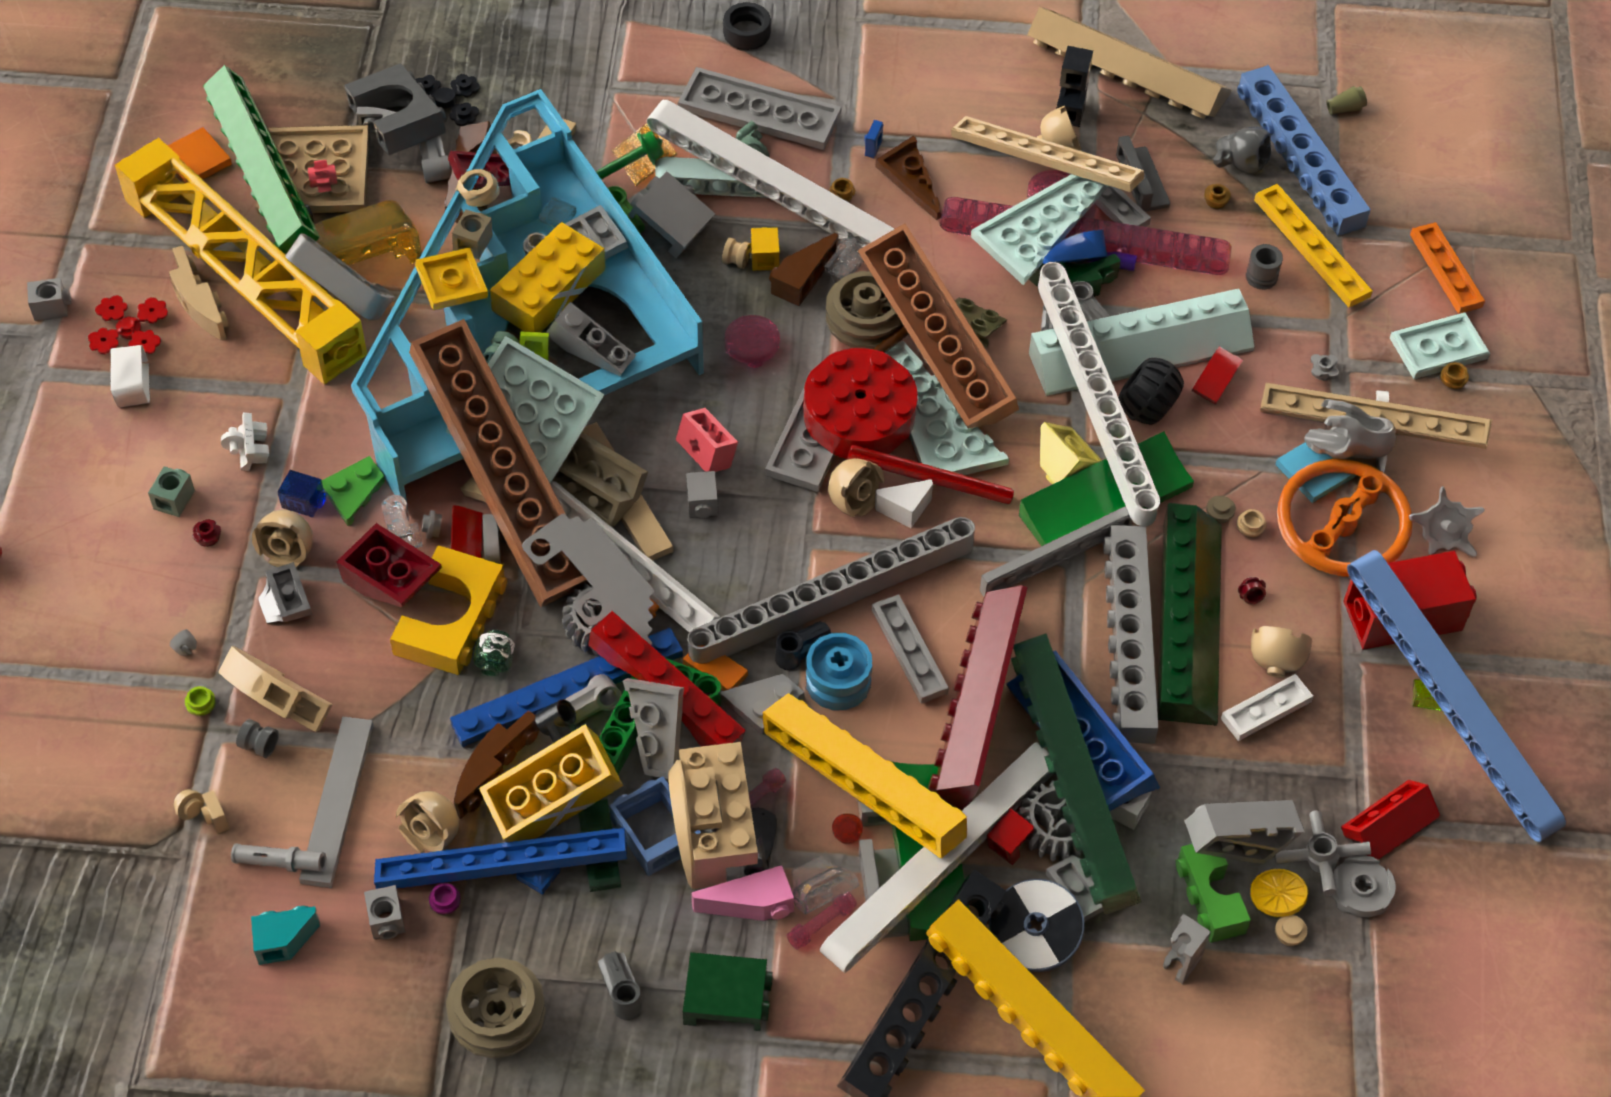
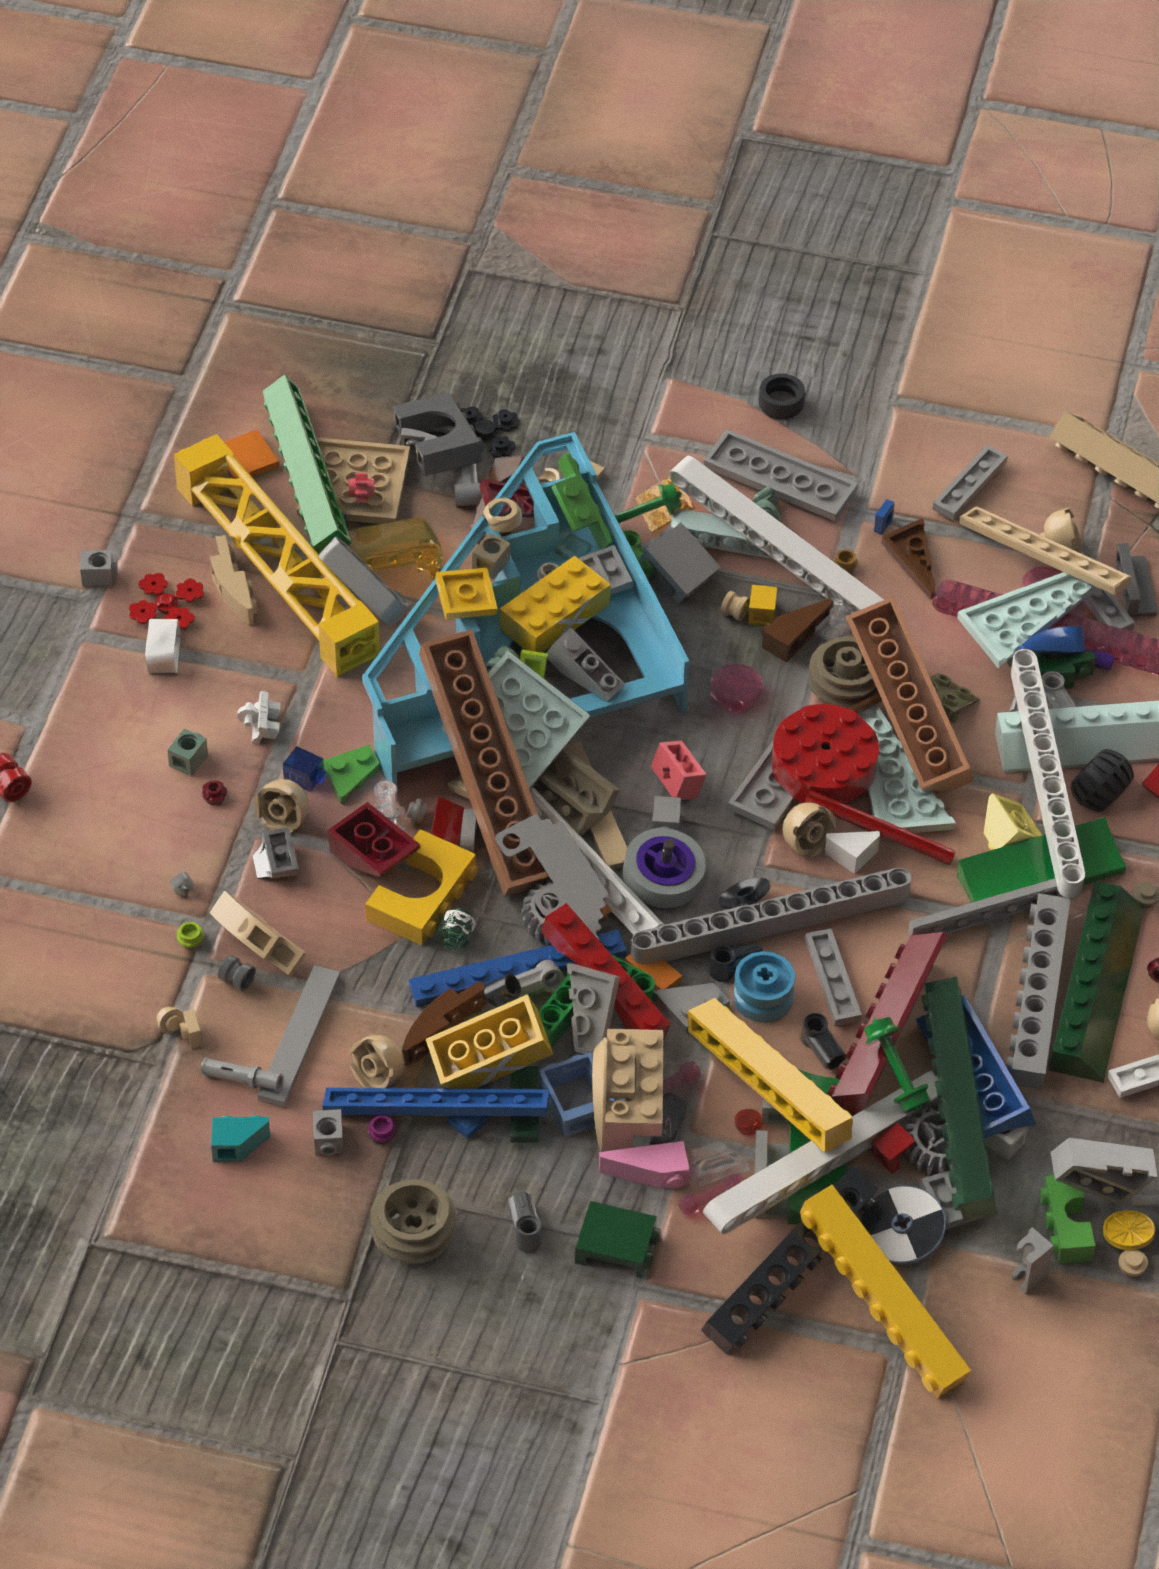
camera: 10 degrees right, 5 degrees down
(555, 164) = (578, 504): none -> bright green bracket
(709, 551) = (664, 867): none -> wheel
(799, 567) = (744, 893): none -> black dish
(911, 726) = (822, 1042): none -> black piece
(954, 92) = (970, 482): none -> light grey plate
(1025, 779) = (880, 1031): none -> green piece
(1075, 82) = (1084, 487): black arch -> none

